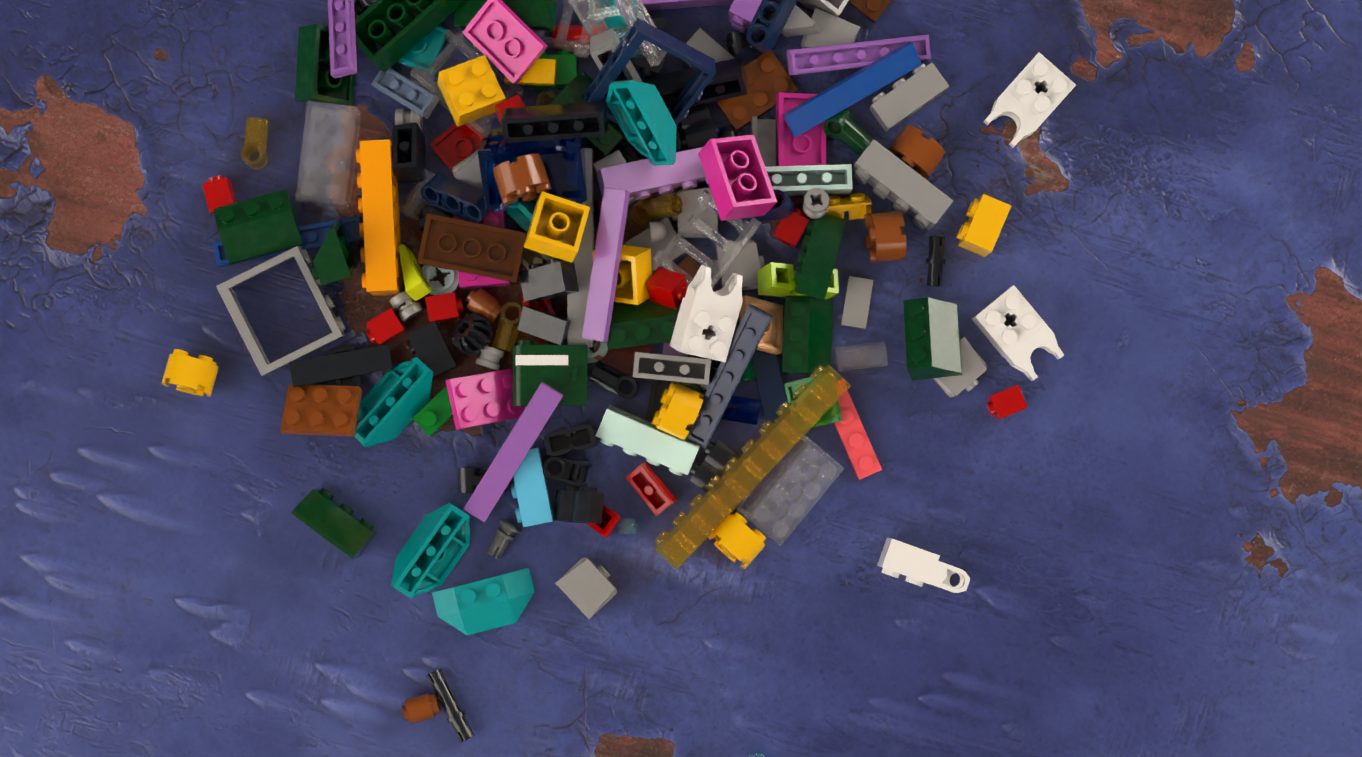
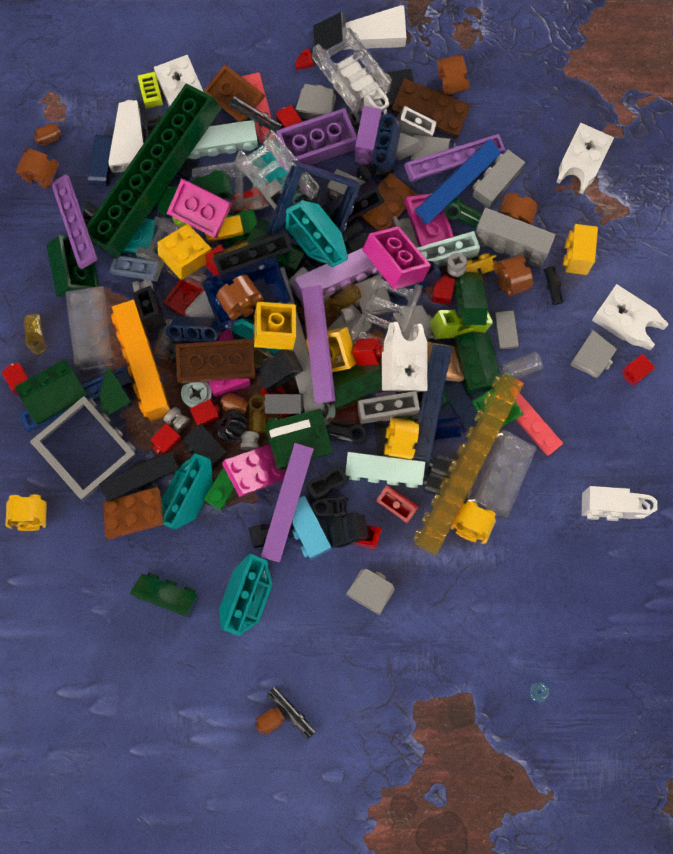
camera: 15 degrees left, 10 degrees down
(414, 278) = (177, 397): neon yellow slope -> none
(485, 602) = (296, 624): teal wedge -> none
(504, 536) = (296, 572): dark grey pin -> none
(627, 527) = (388, 538): clear light blue plate -> none
(932, 338) = (570, 337): dark green slope -> none

